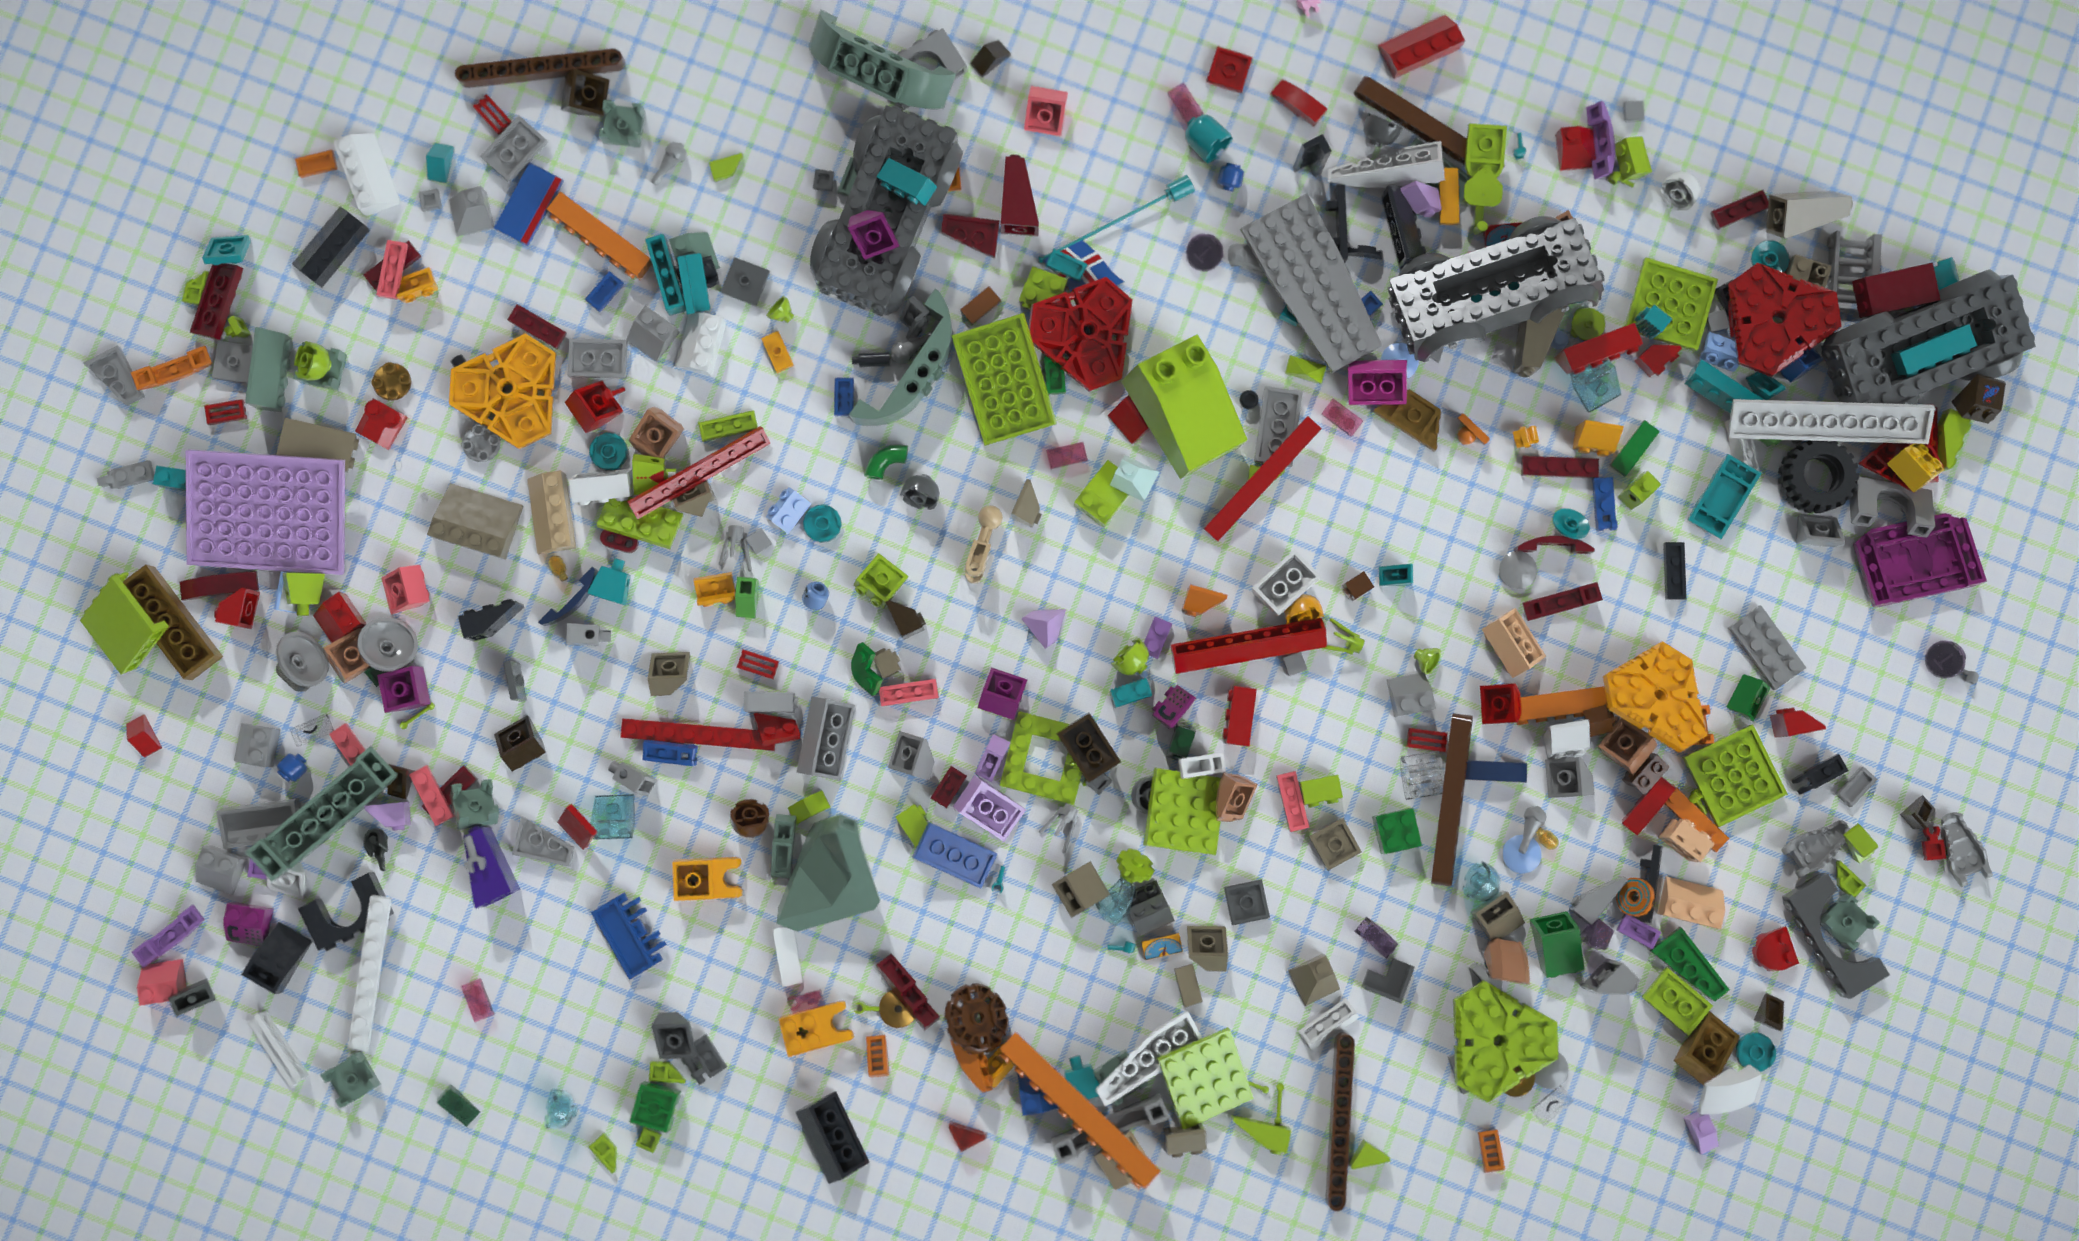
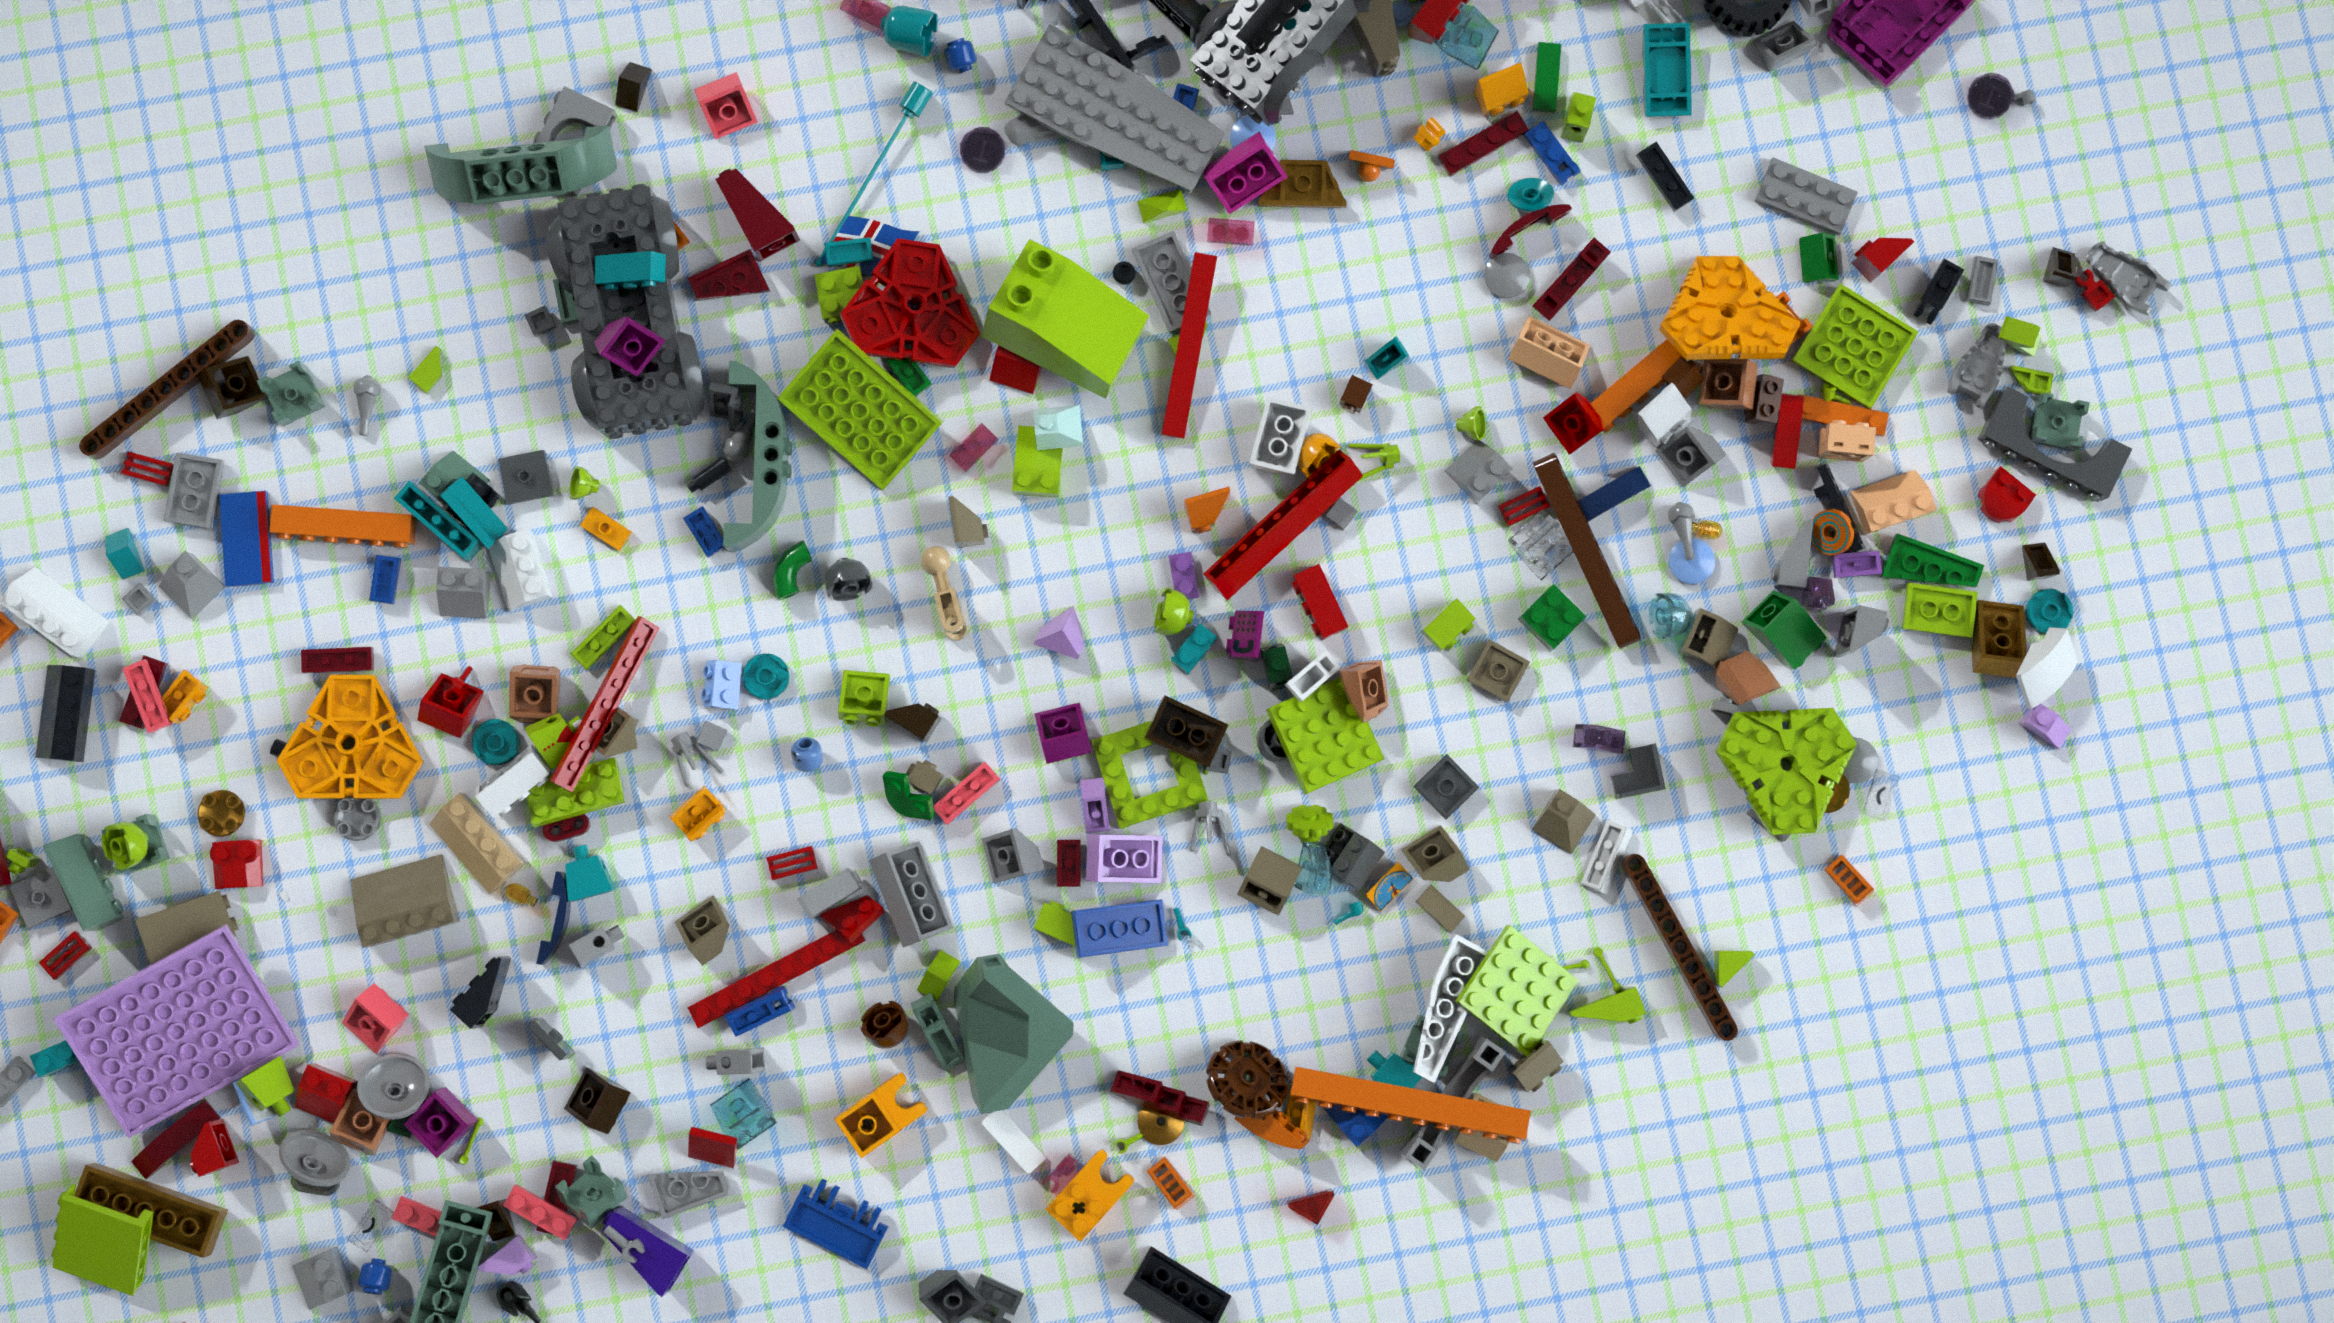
camera: 35 degrees left, 0 degrees up
(597, 358) = (422, 653): light grey plate -> none
(746, 597) = (736, 801): bright green slope -> none
(980, 305) = (786, 348): dark orange tile -> none
(1292, 801) = (1427, 655): coral plate -> none

